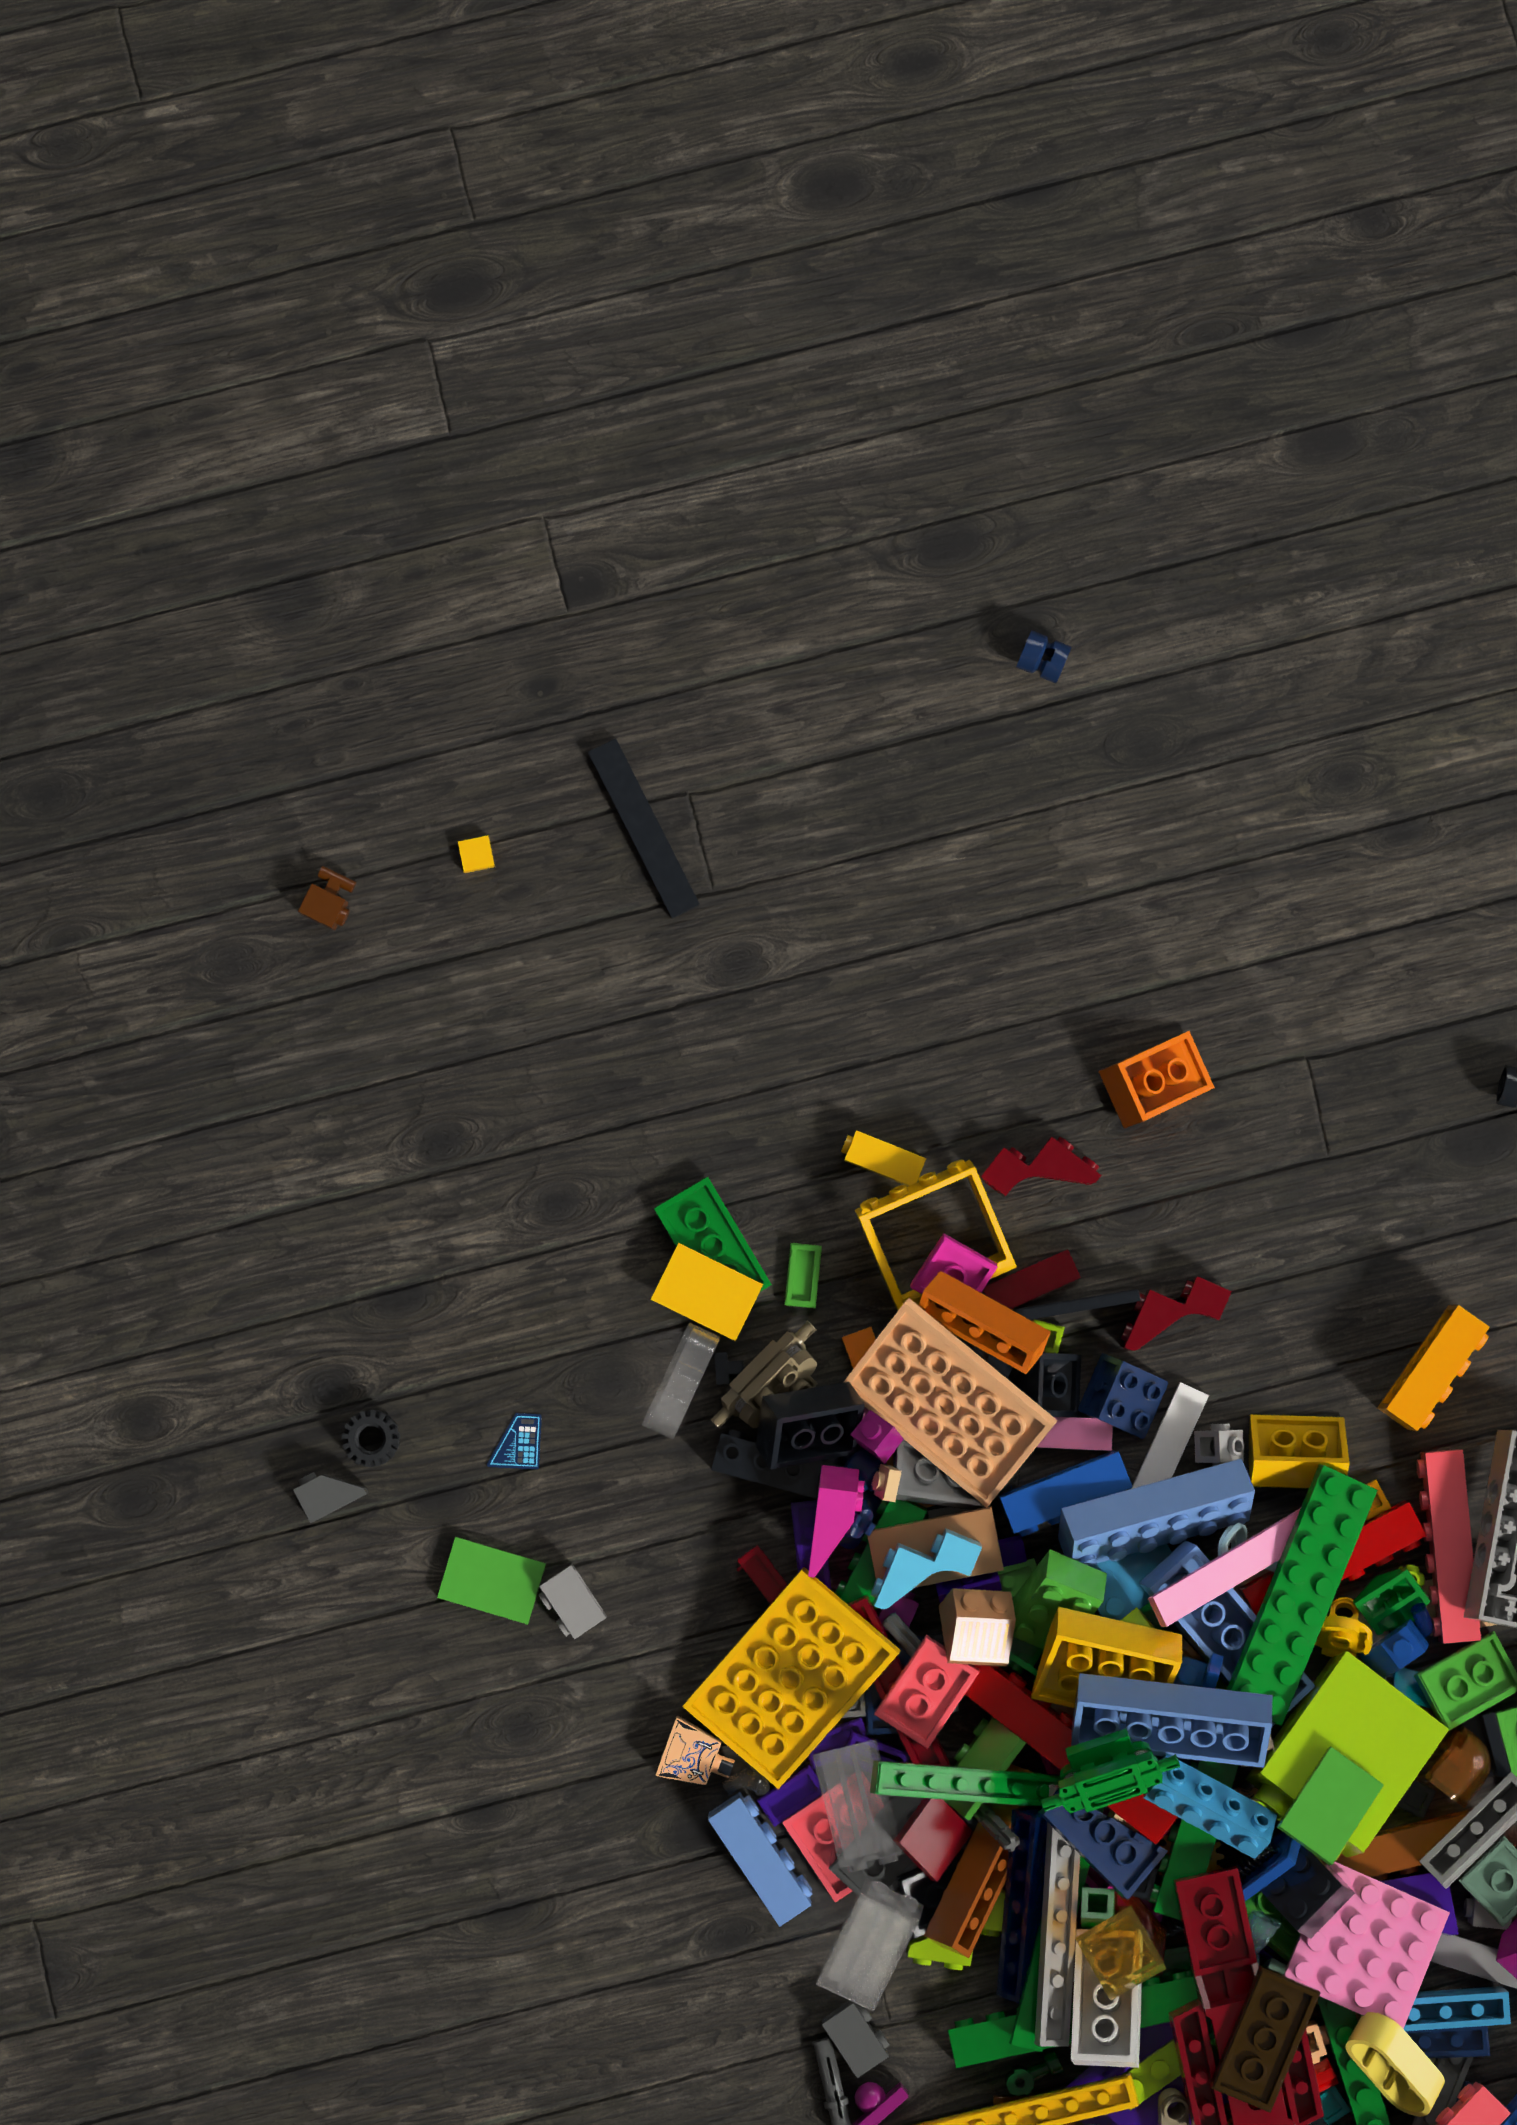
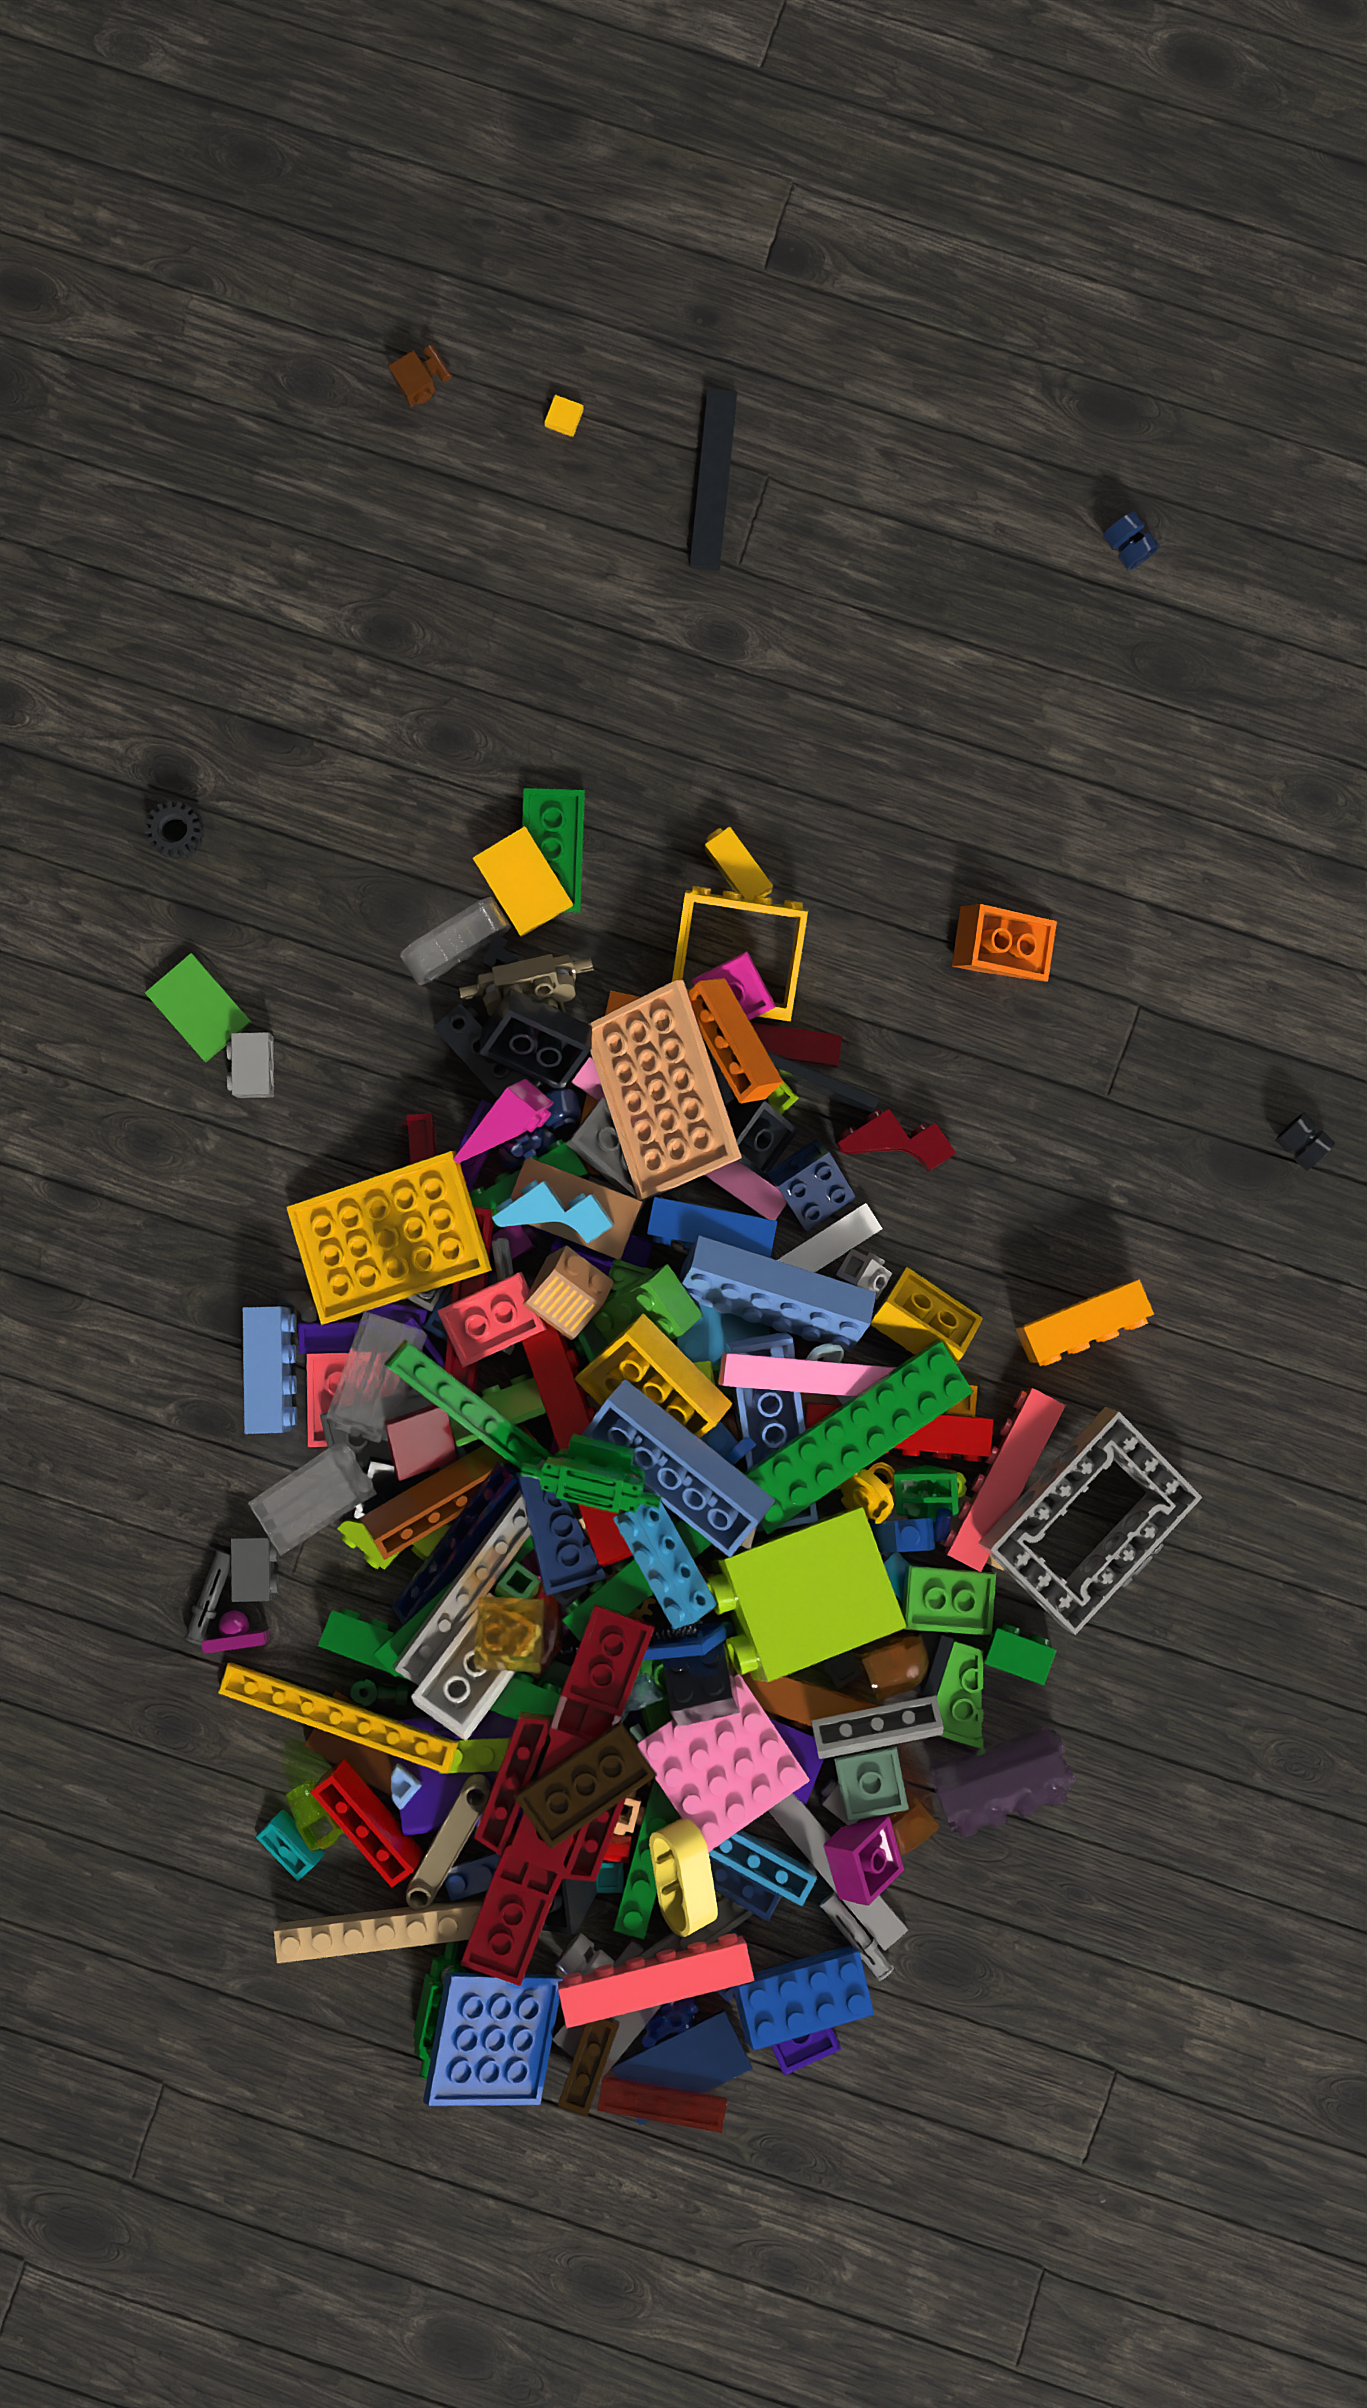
camera: 35 degrees right, 0 degrees up
(326, 1494) = (106, 852): dark grey slope -> none
(519, 1444) = (292, 913): dark blue sticker -> none
(692, 1755) = (269, 1251): light nougat torso -> none
(803, 1275) = (611, 921): bright green tile -> none
(877, 1436) = (585, 1084): magenta brick -> none
(886, 1482) = (568, 1126): tan plate -> none
(996, 1828) = (476, 1466): dark grey axle -> none
(1052, 1162) = (873, 956): dark red arch -> none
(1330, 1806) = (765, 1624): bright green tile -> none

